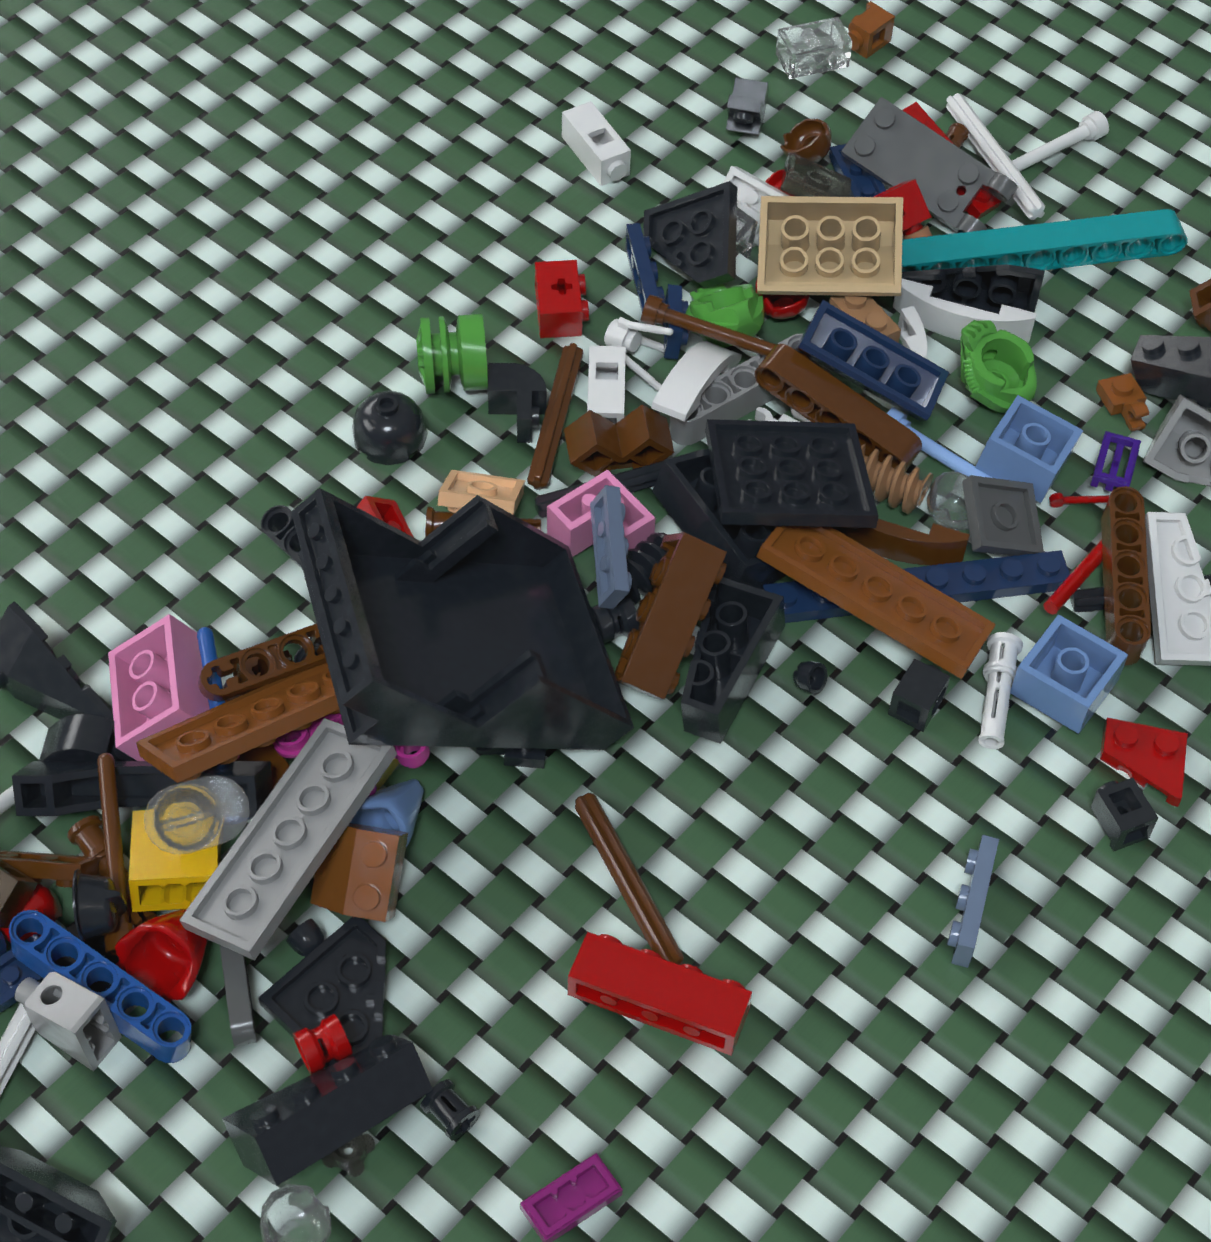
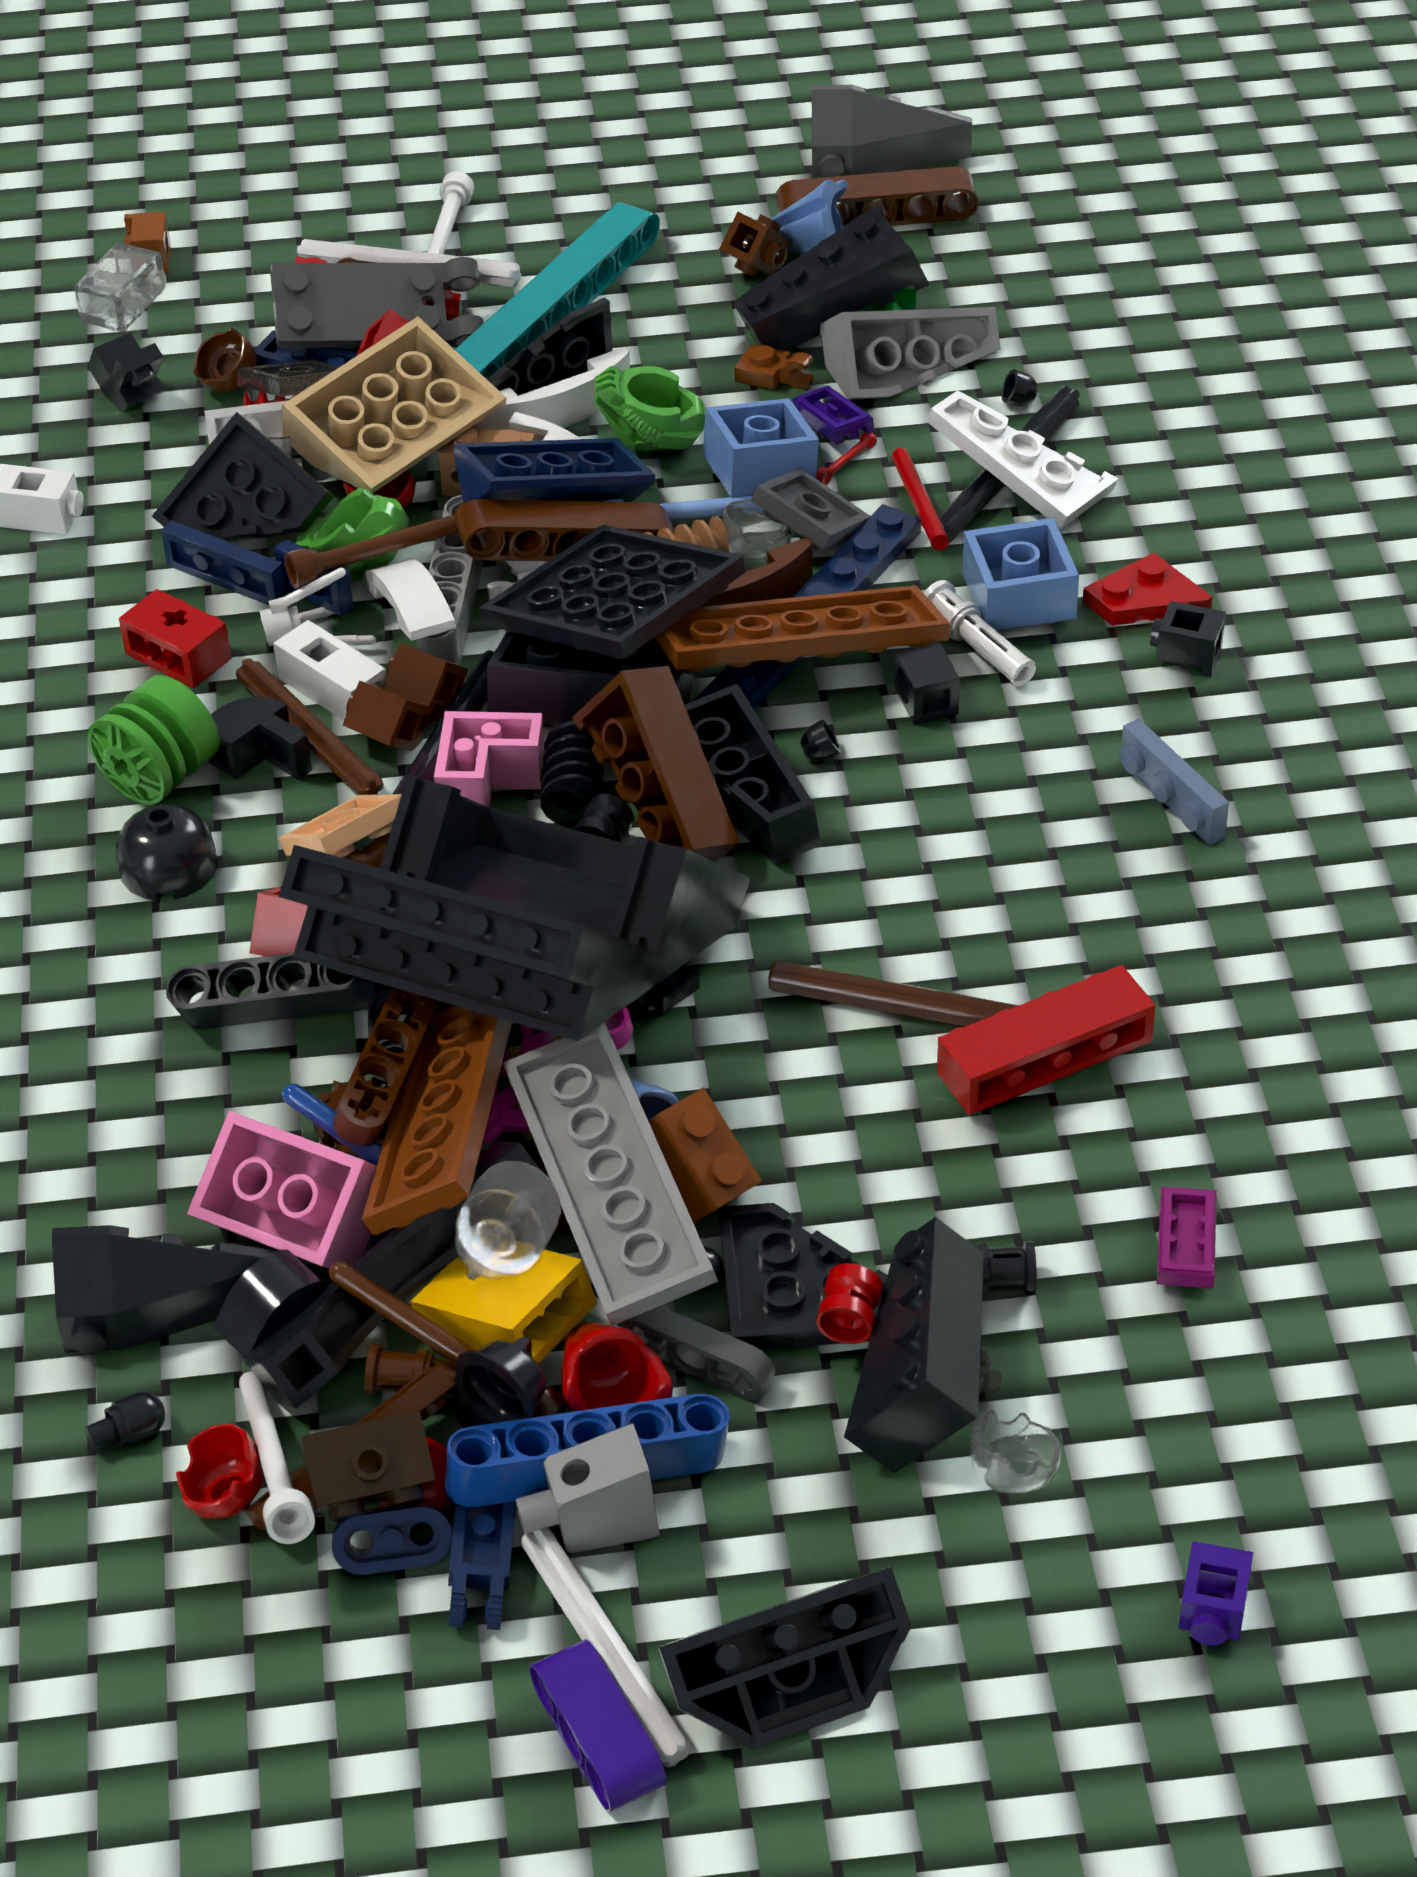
camera: 45 degrees left, 10 degrees down
(610, 547) = (544, 756): sand blue plate -> none
(1126, 553) = (961, 468): reddish brown beam -> none

